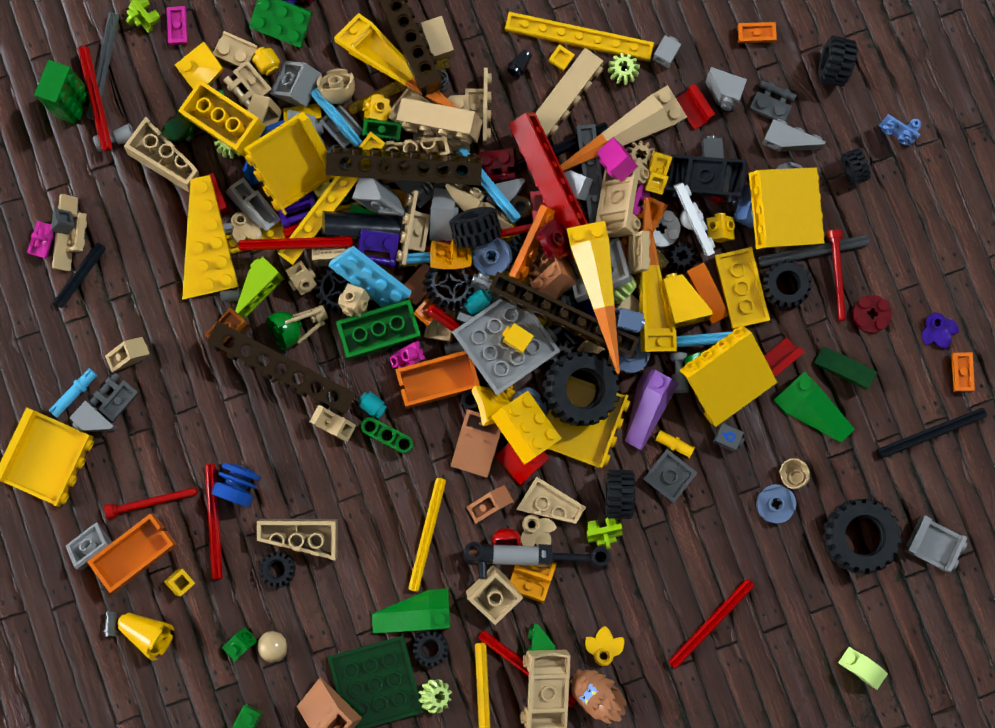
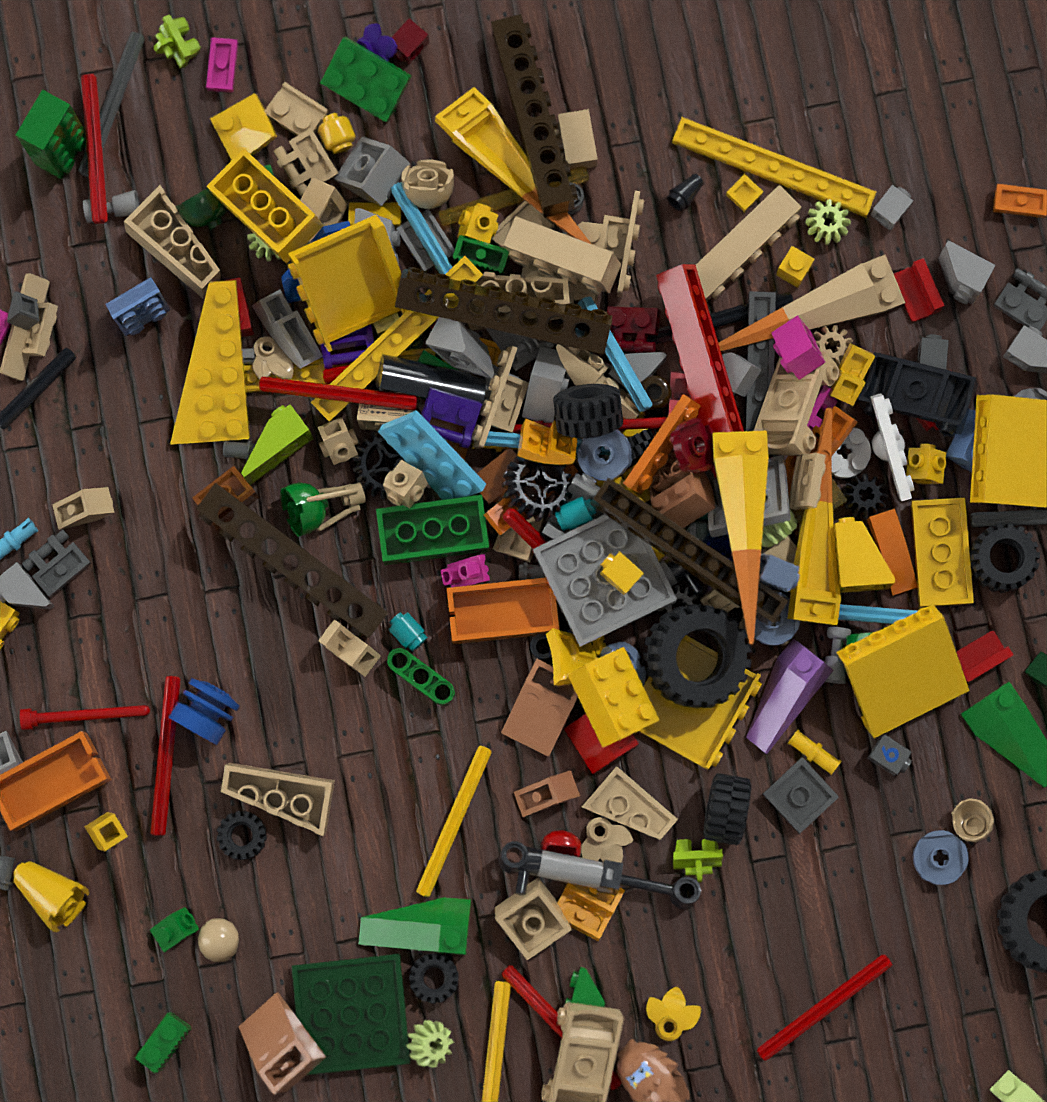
camera: 10 degrees right, 0 degrees up
(144, 206) = (138, 307): none -> medium blue slope
(605, 103) = (795, 266): none -> yellow brick

